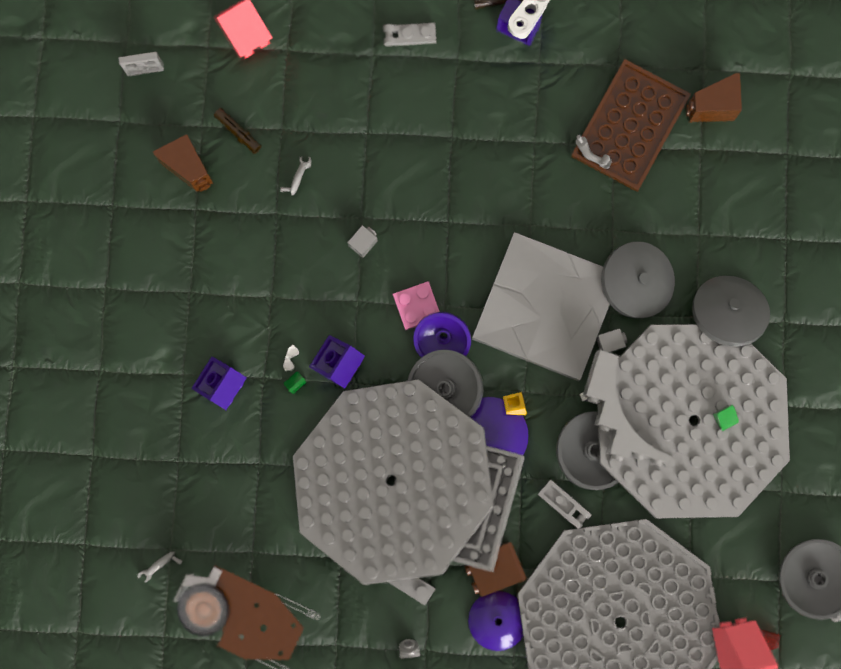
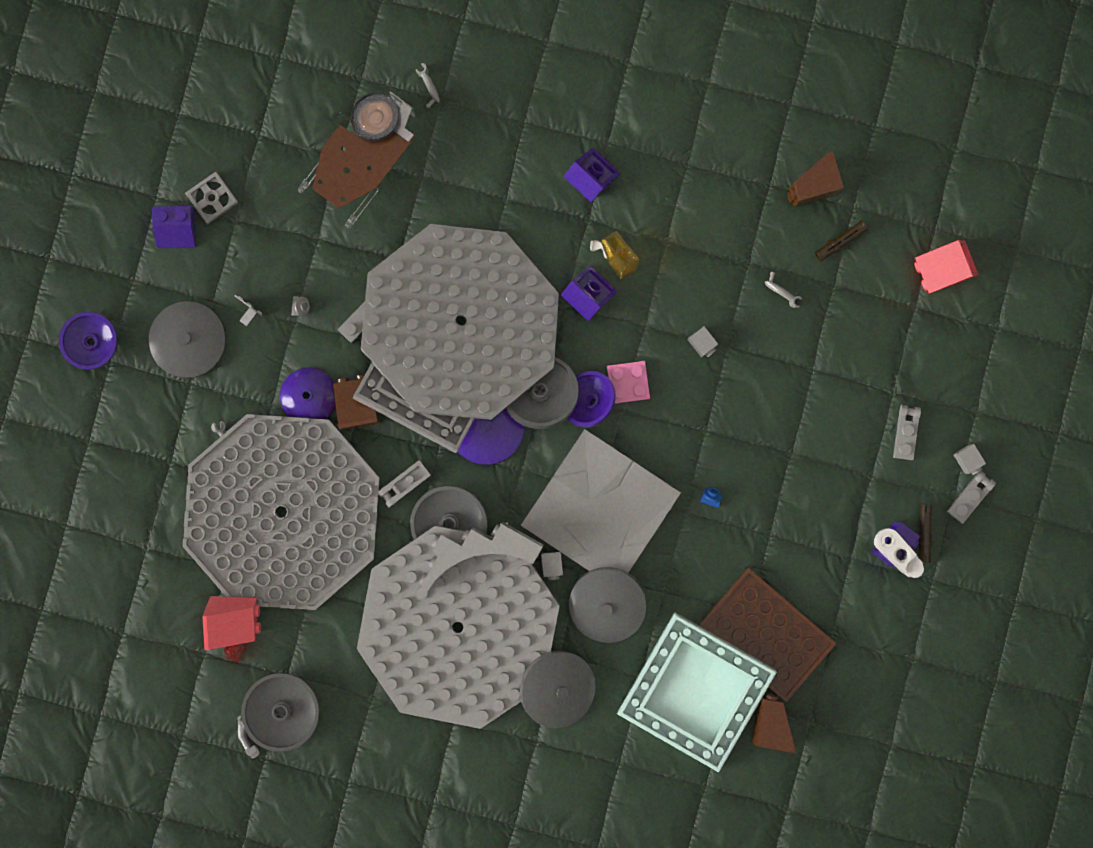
camera: 100 degrees right, 5 degrees up
(140, 63) = (928, 158): light grey piece -> none
(293, 338) = (619, 255): none -> clear yellow slope
(295, 382) = (577, 248): green slope -> none
(511, 203) = (711, 497): none -> blue plate
(515, 404) = (510, 457): yellow slope -> none
(582, 144) = (756, 580): light grey piece -> none
(701, 179) = (696, 692): none -> light aqua tile
(726, 417) = (453, 658): slope -> none

